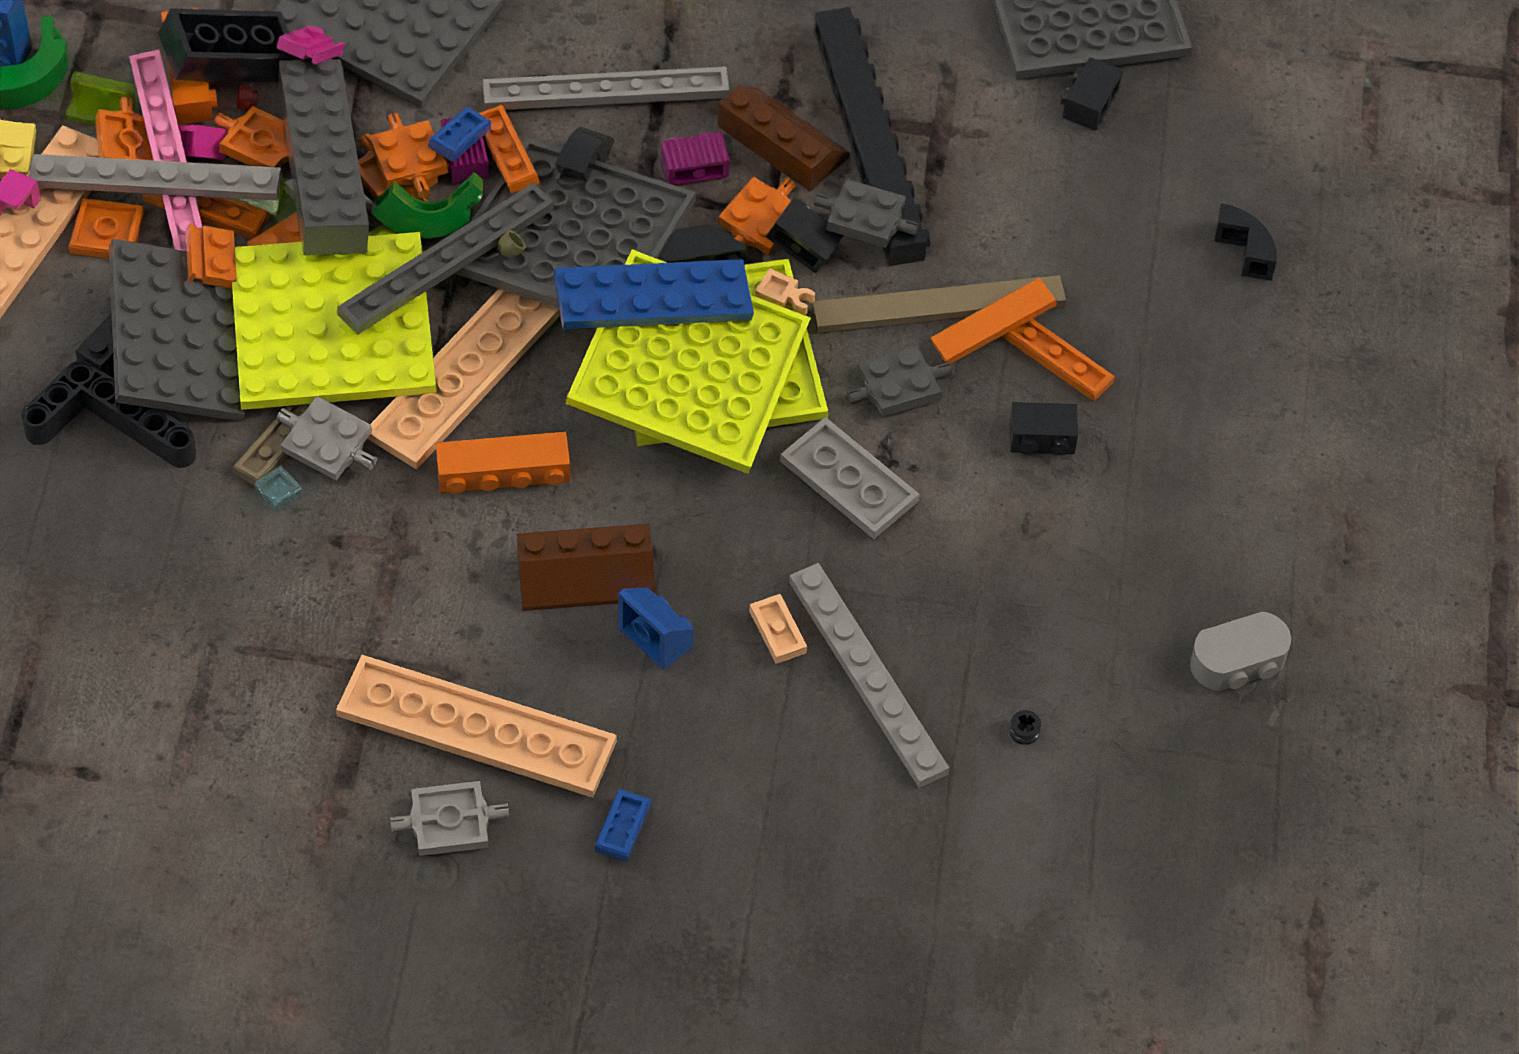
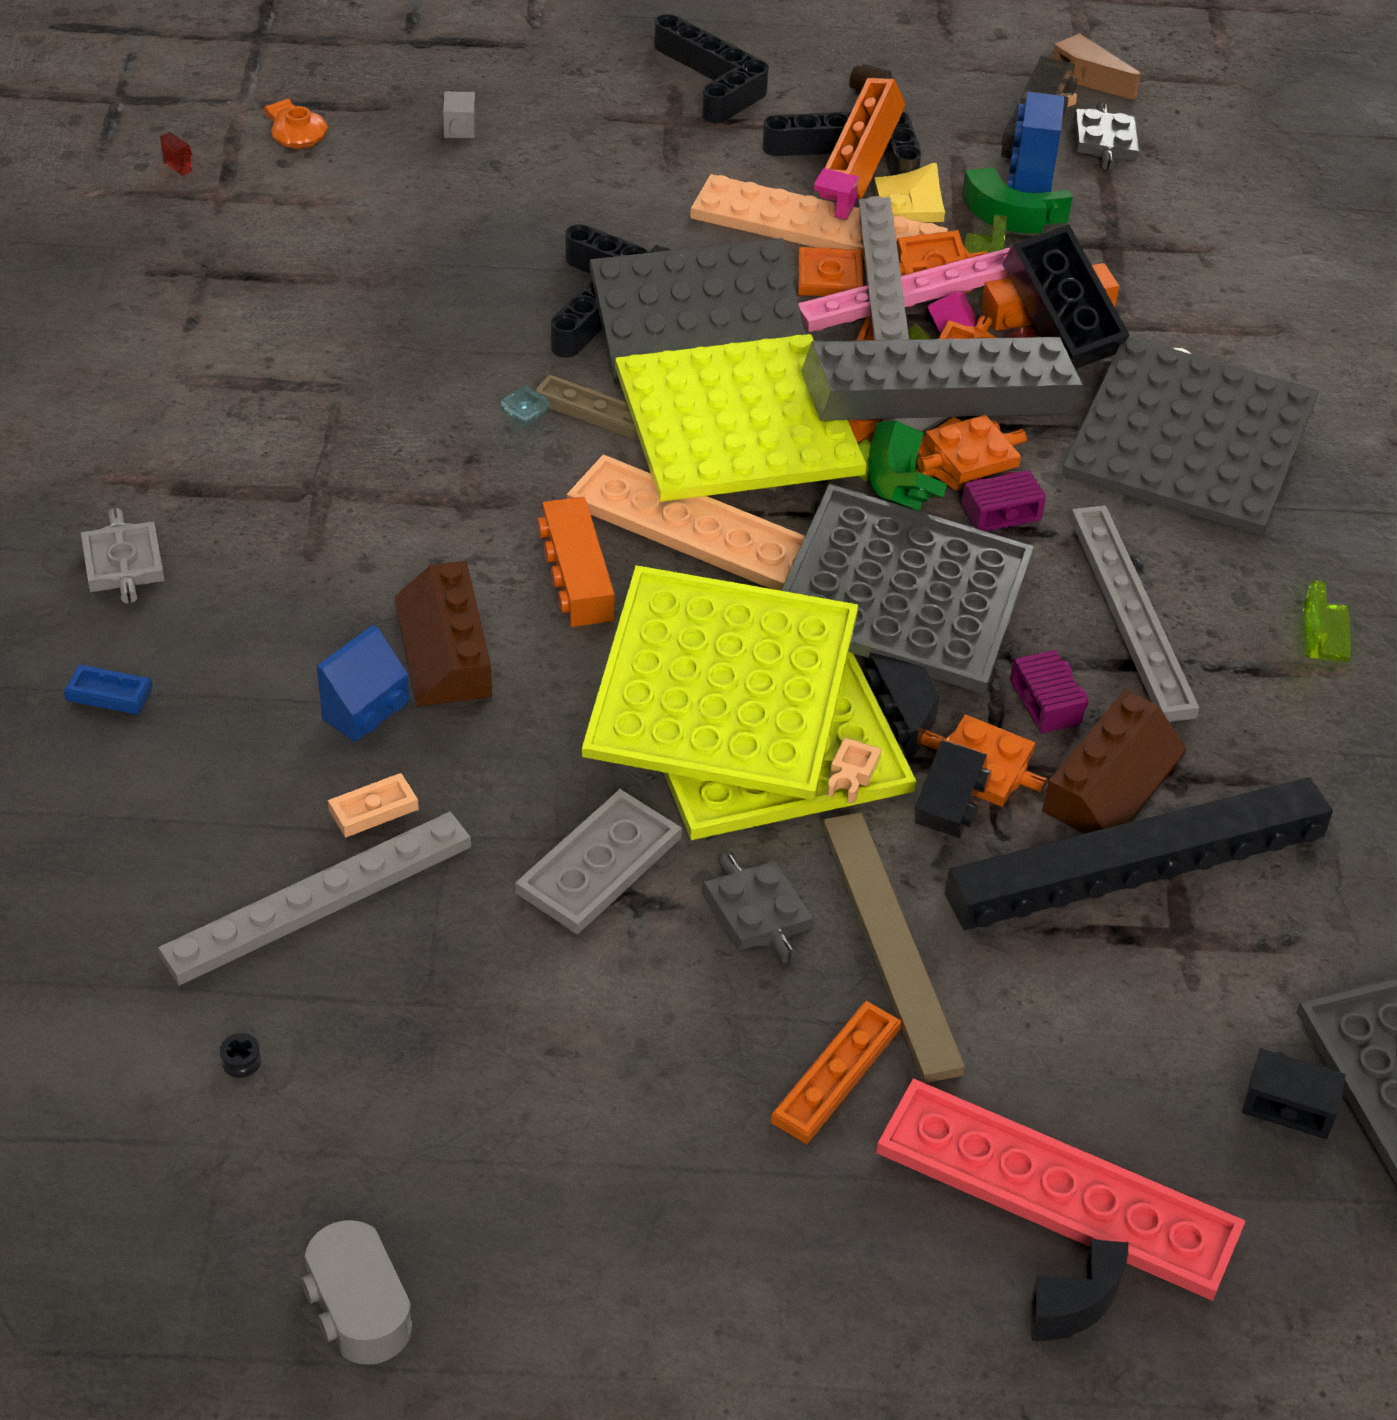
camera: 85 degrees right, 10 degrees down
(211, 255) = (795, 316): orange plate -> none
(310, 43) = (1087, 355): dark pink plate -> none
(326, 438) = (585, 426): light grey plate -> none
(444, 259) = (826, 475): dark grey plate -> none
(459, 134) = (1002, 474): blue plate -> none
(477, 725) = (234, 572): light nougat plate -> none
(508, 151) = (1007, 527): orange tile -> none
(511, 244) = (860, 520): olive hinge -> none
(582, 151) = (1034, 589): black brick -> none
(653, 294) = (797, 628): blue plate -> none
(866, 213) = (989, 834): dark grey plate -> none
(993, 321) = (866, 991): orange tile -> none
(1043, 428) = (702, 1053): black brick -> none
(1160, 241) = (1061, 1187): none -> coral plate

